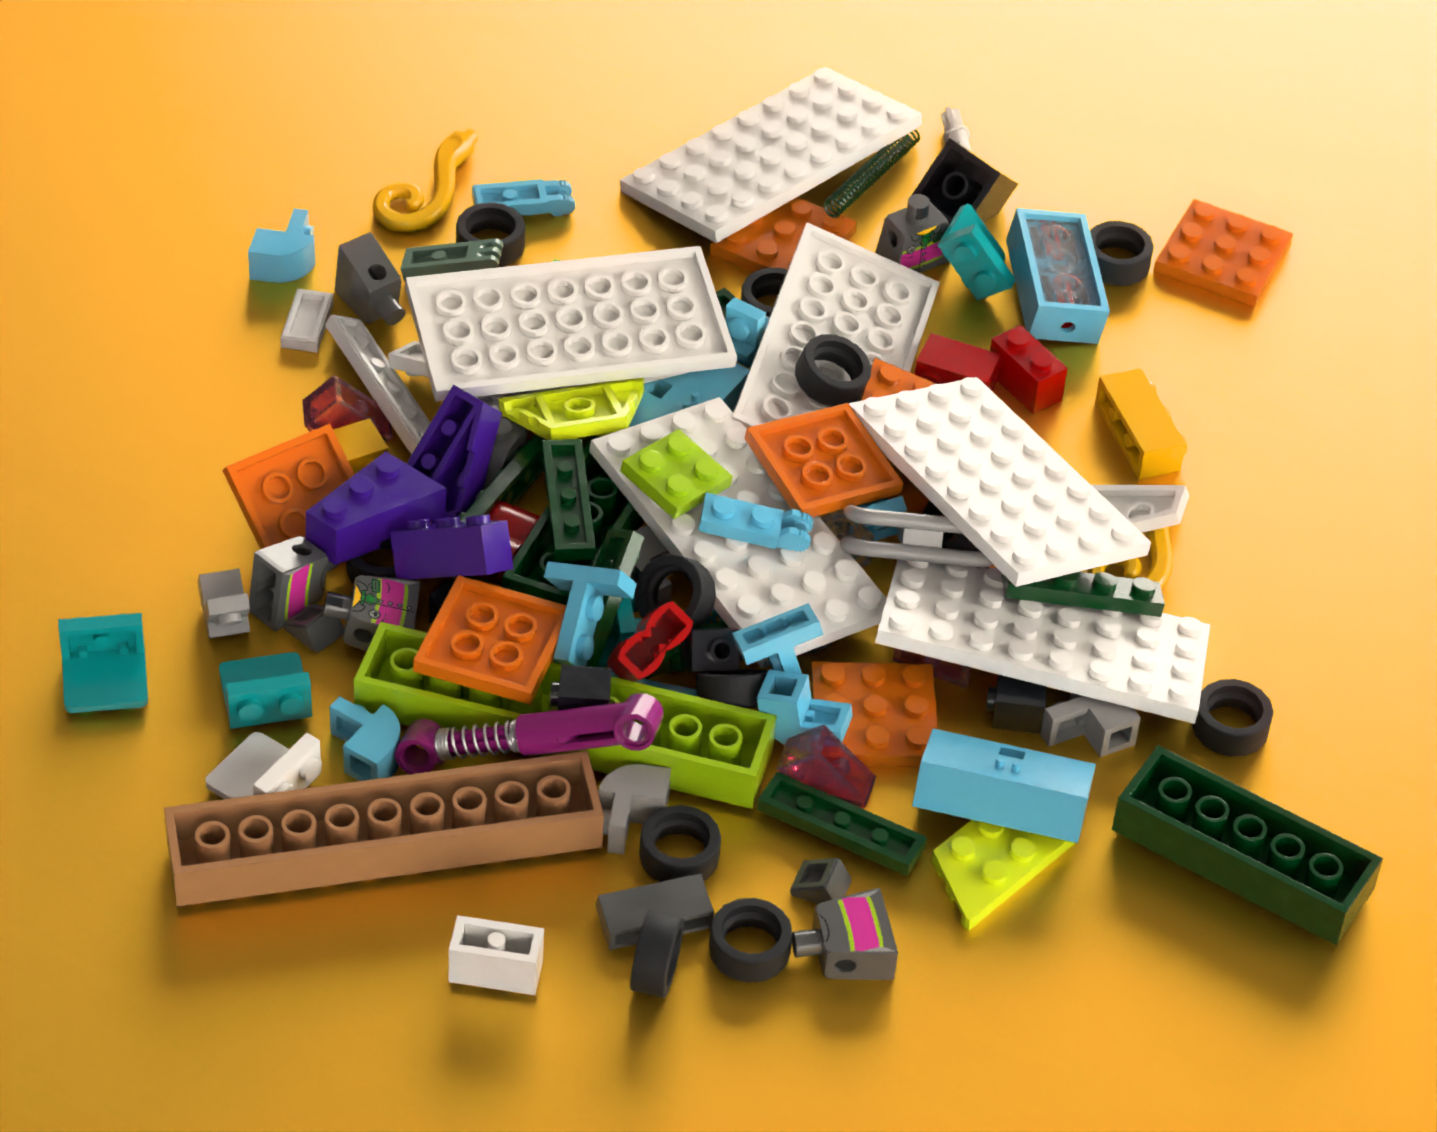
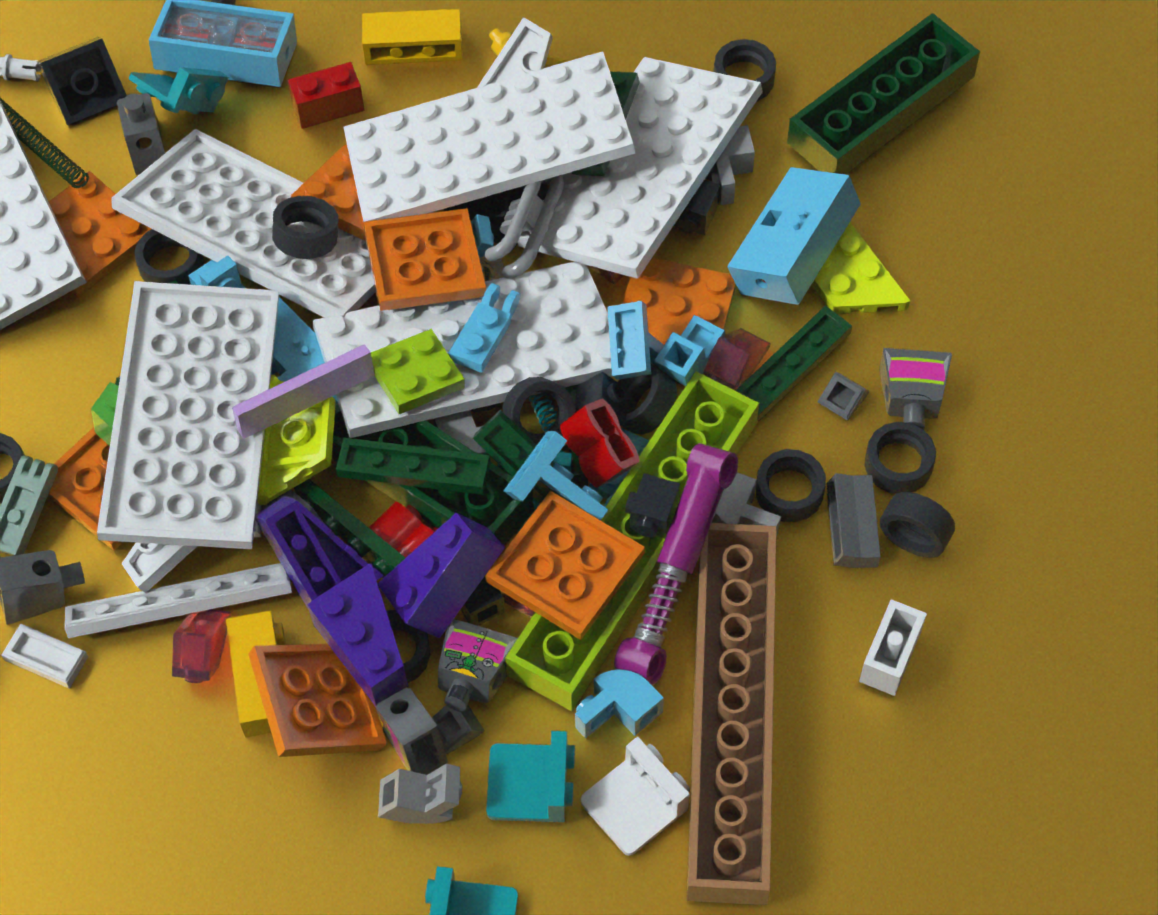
camera: 70 degrees left, 15 degrees up
(612, 385) = (303, 391): none -> lavender tile
(951, 361) = (307, 144): red brick -> none

